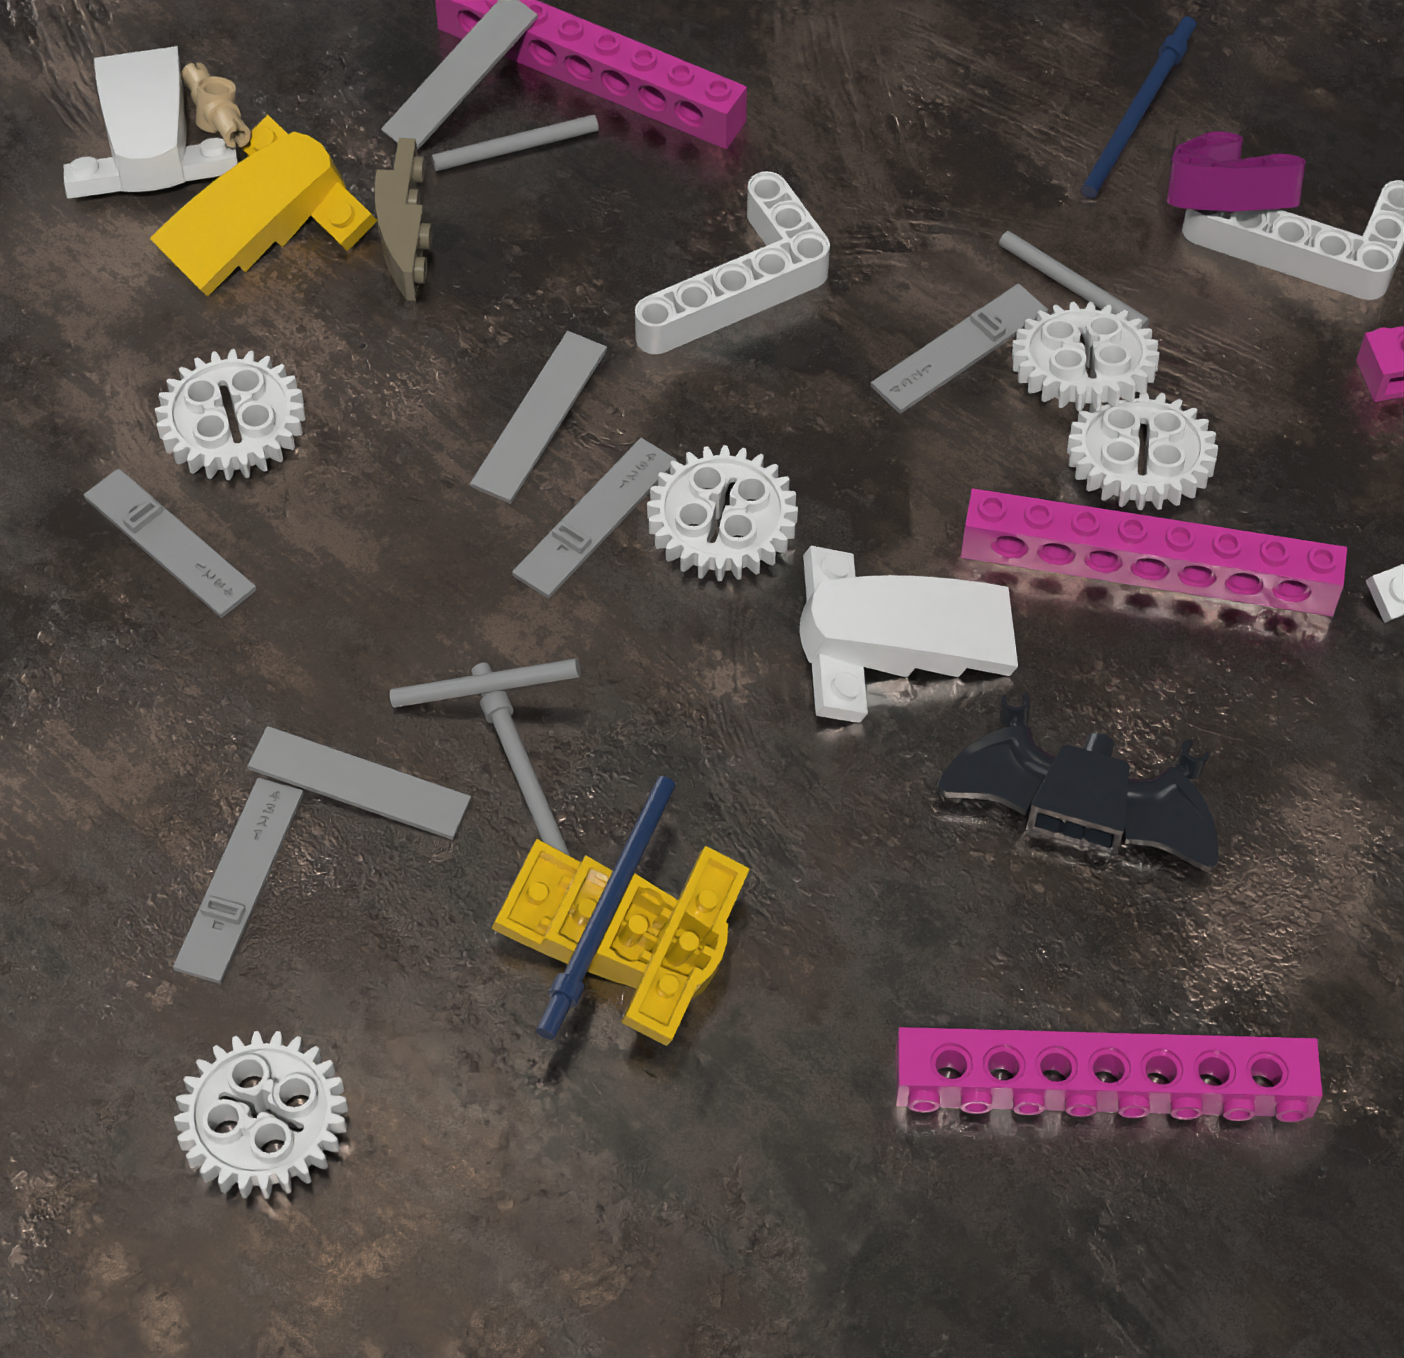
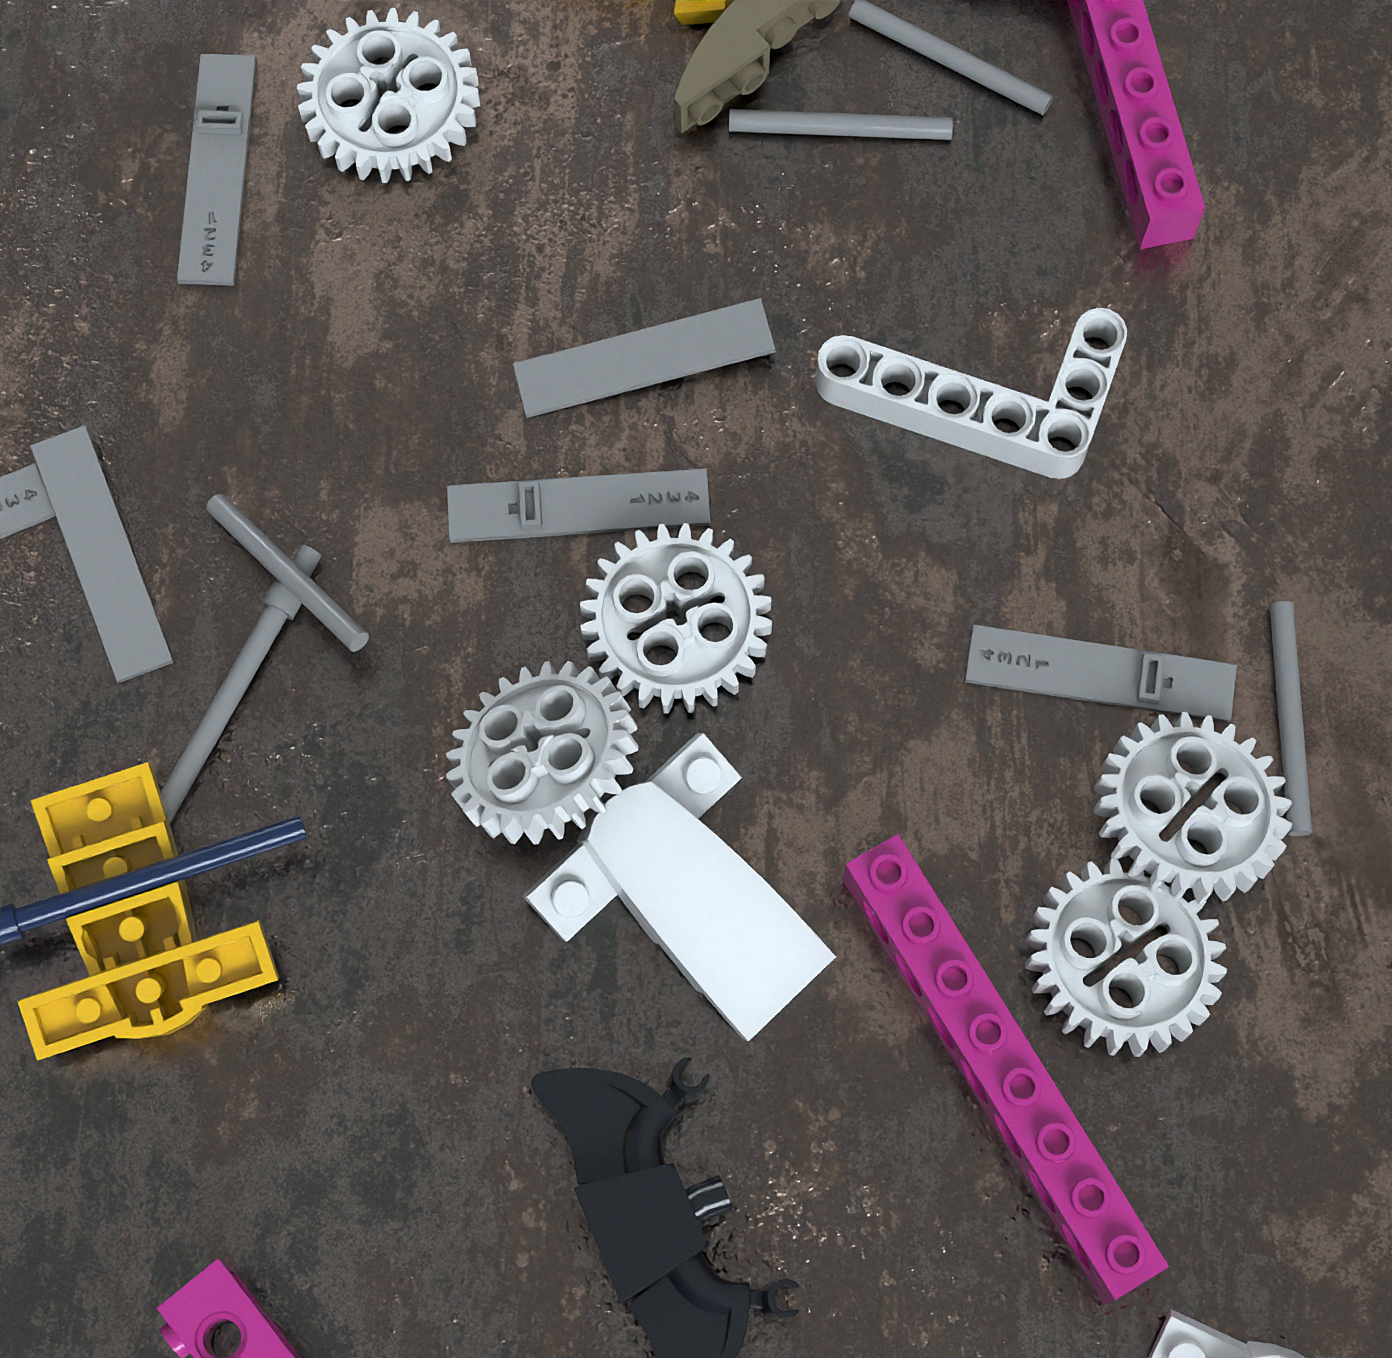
camera: 50 degrees right, 15 degrees up
(498, 222) = (840, 124): none -> light grey bar
(742, 614) = (542, 752): none -> white gear

